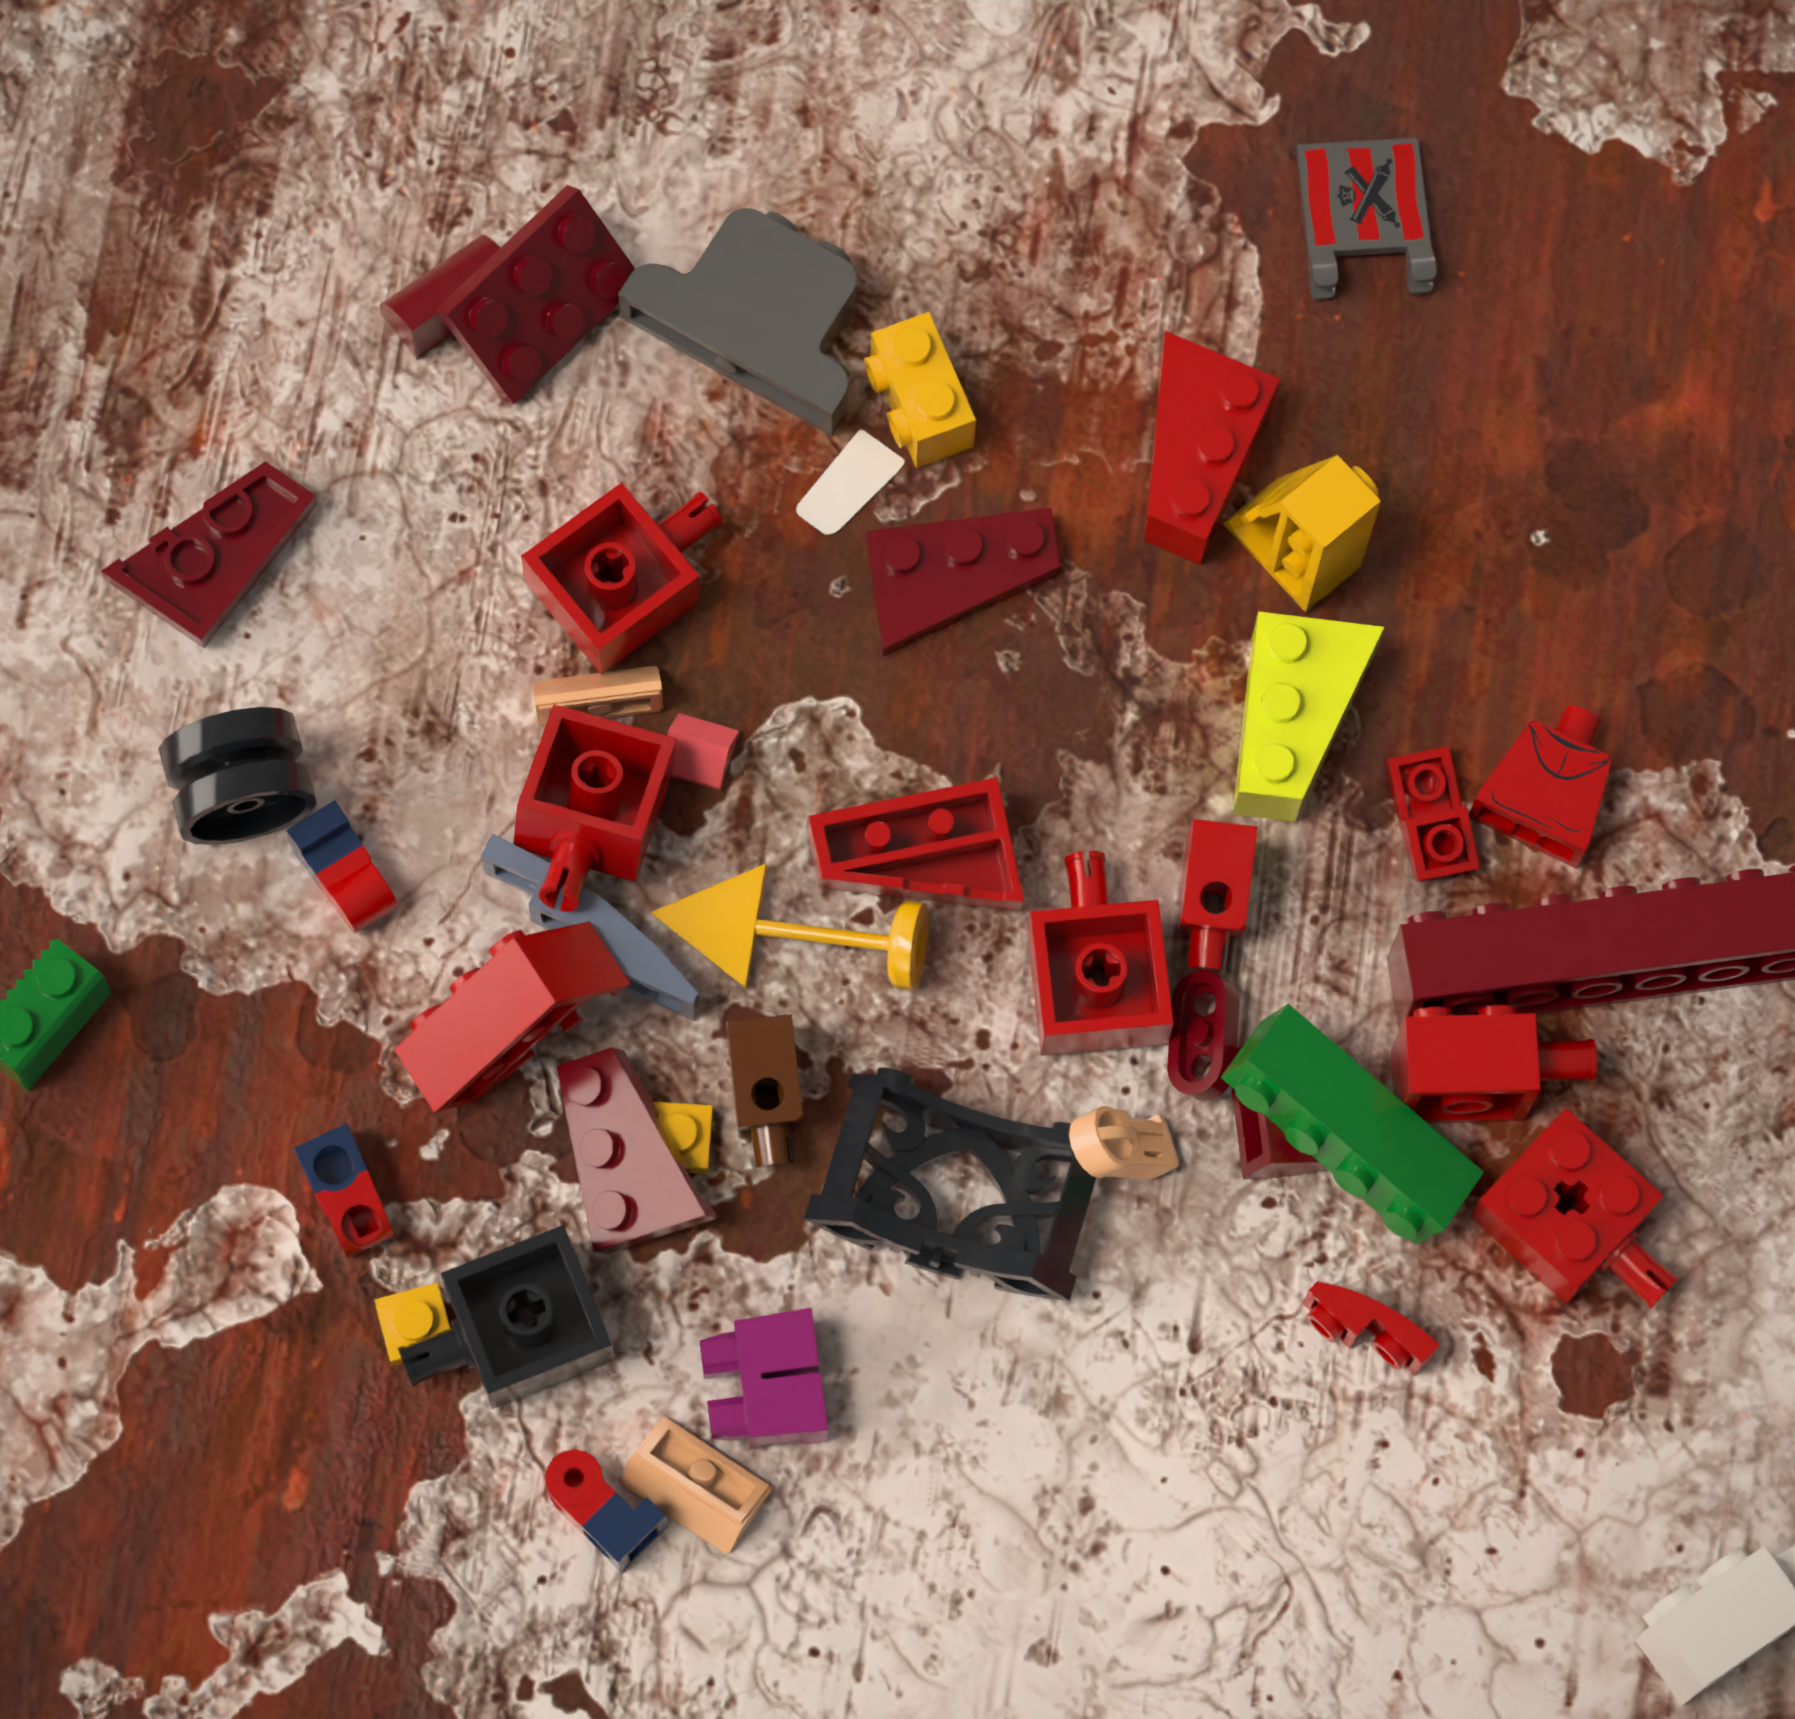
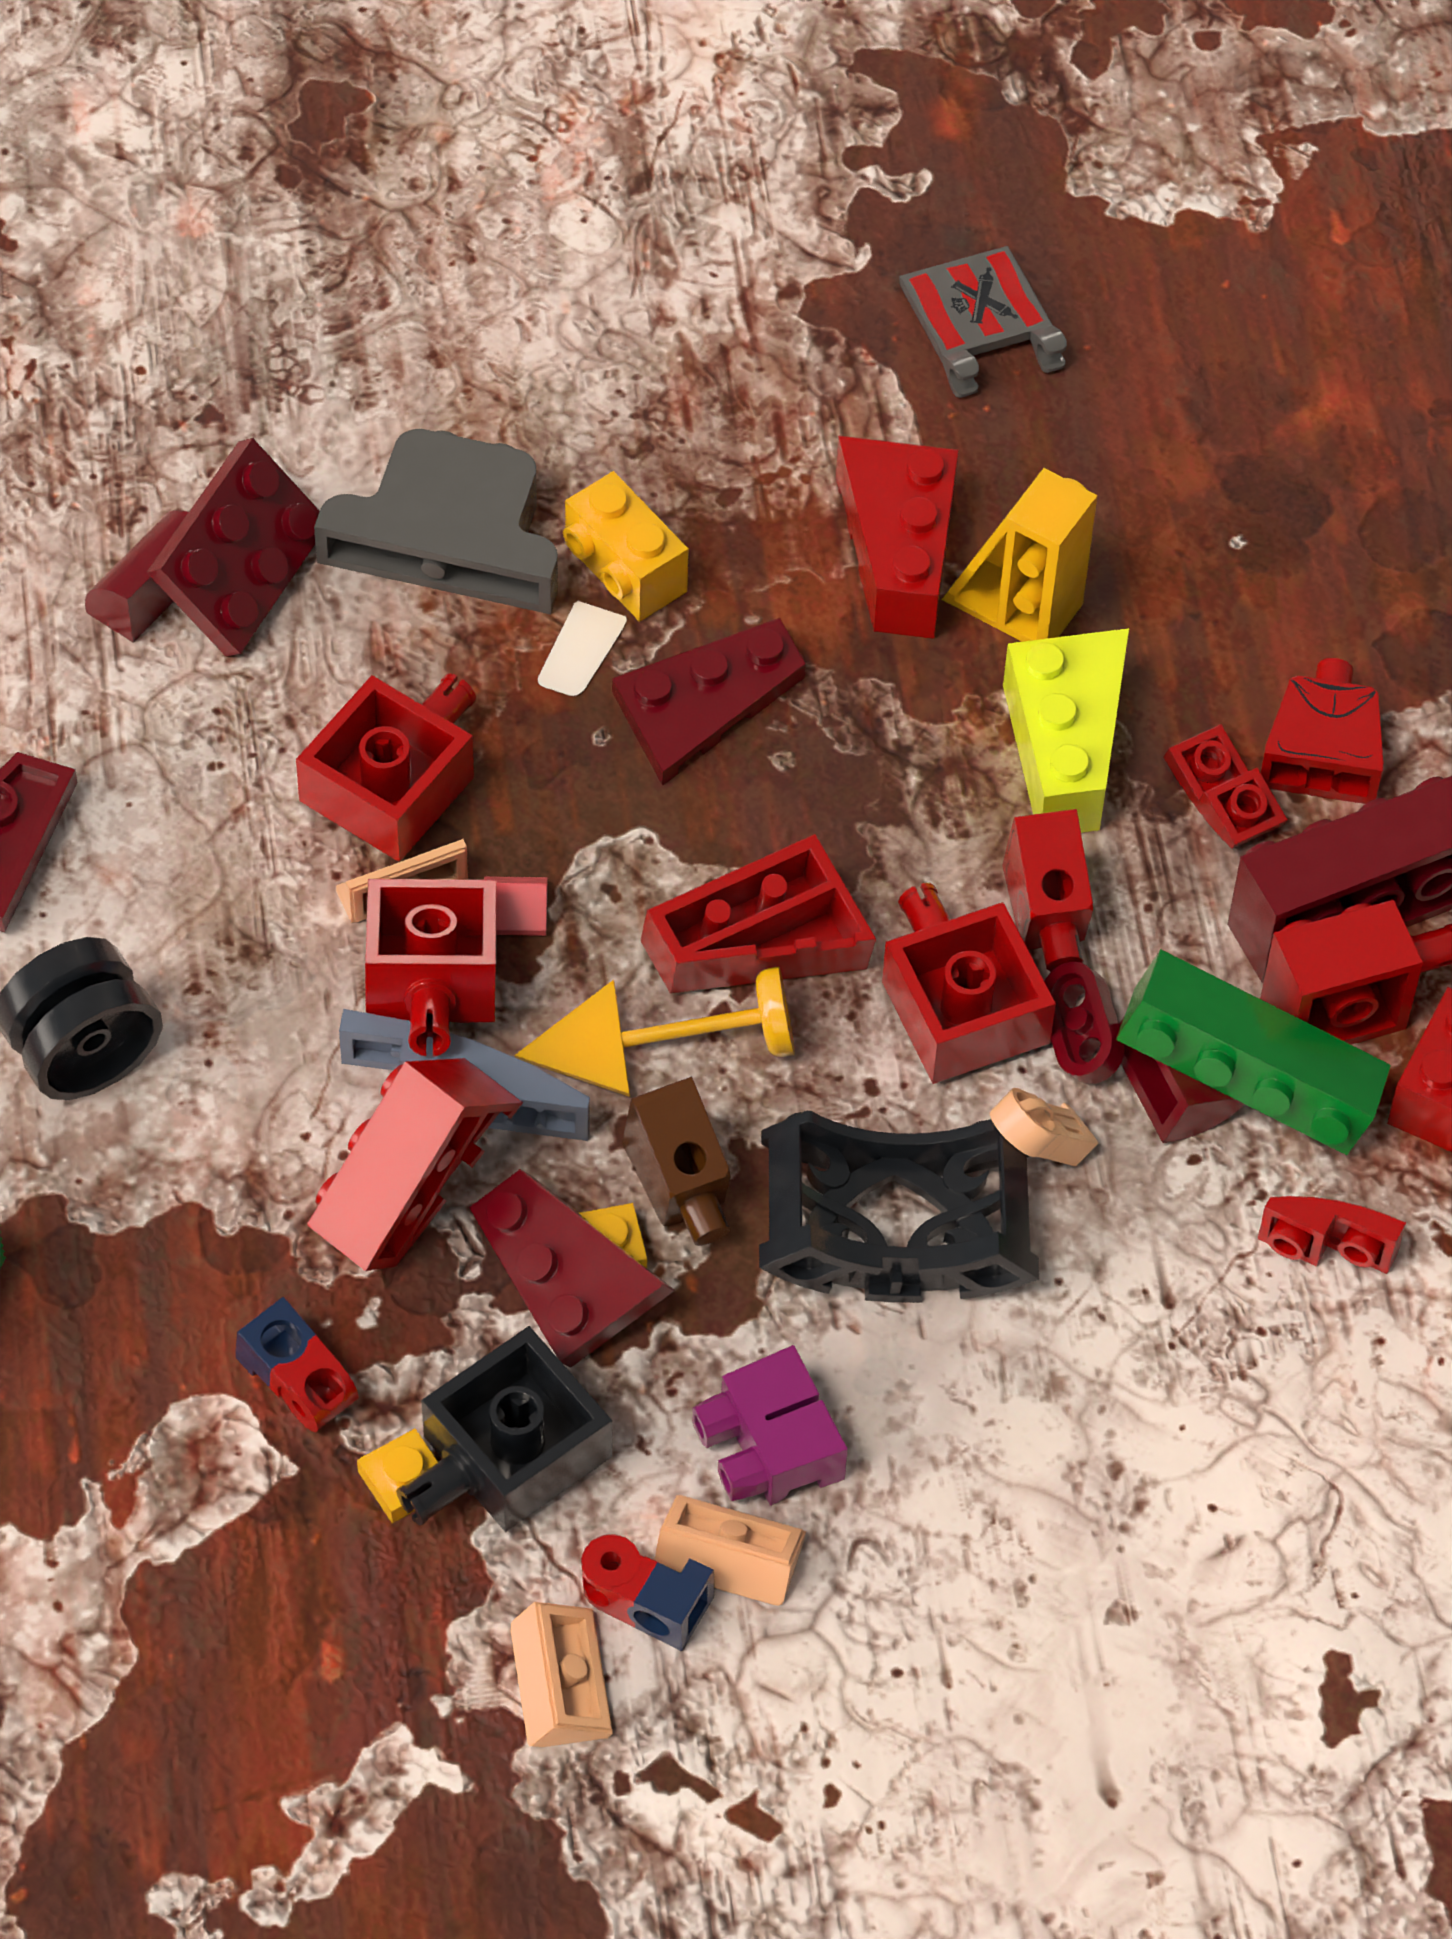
camera: 15 degrees left, 15 degrees down
(341, 867) = (201, 1083): leg -> none
(500, 1568) = (560, 1675): none -> light nougat slope

